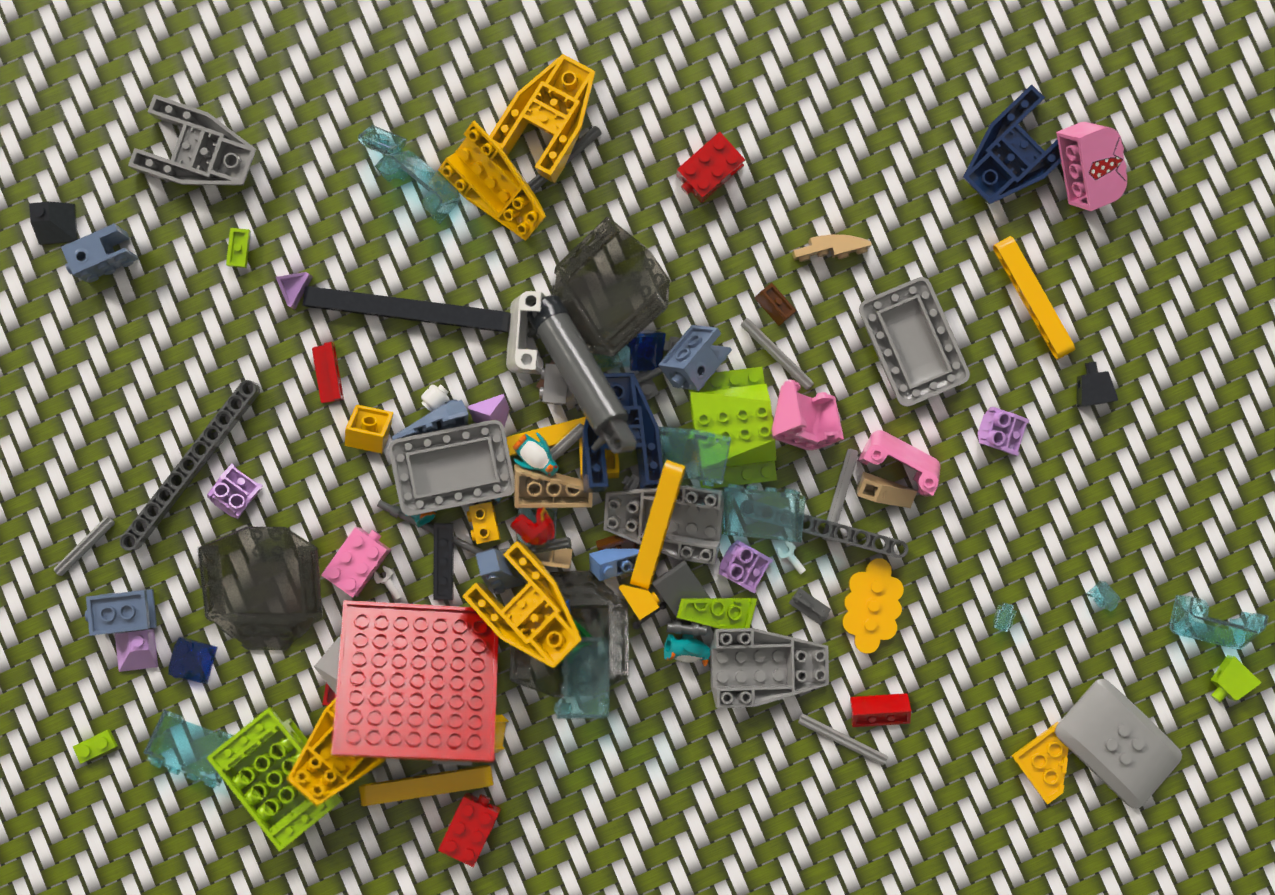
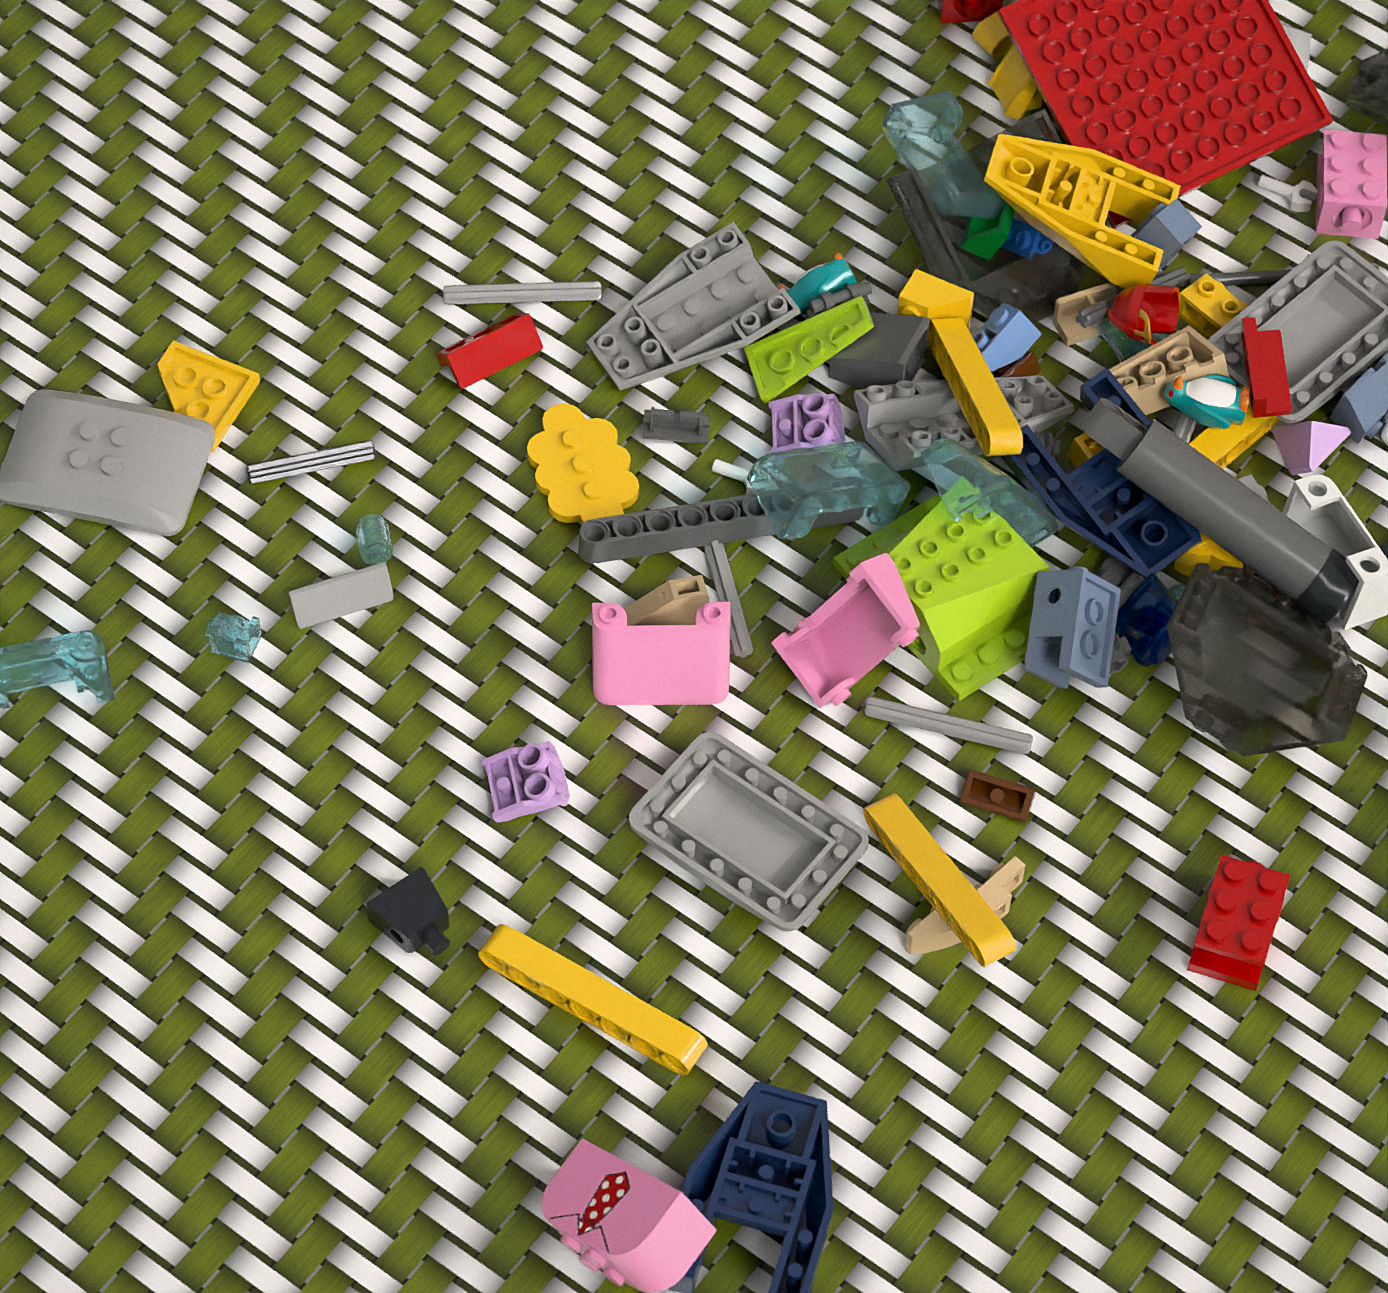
camera: 145 degrees right, 30 degrees down
(443, 561) = (1236, 244): black tile -> none
(495, 455) = (1265, 370): none -> red panel
(842, 261) = (939, 880): none -> yellow beam
(1010, 687) = (310, 462): none -> axle
(1037, 591) = (341, 595): none -> light grey slope

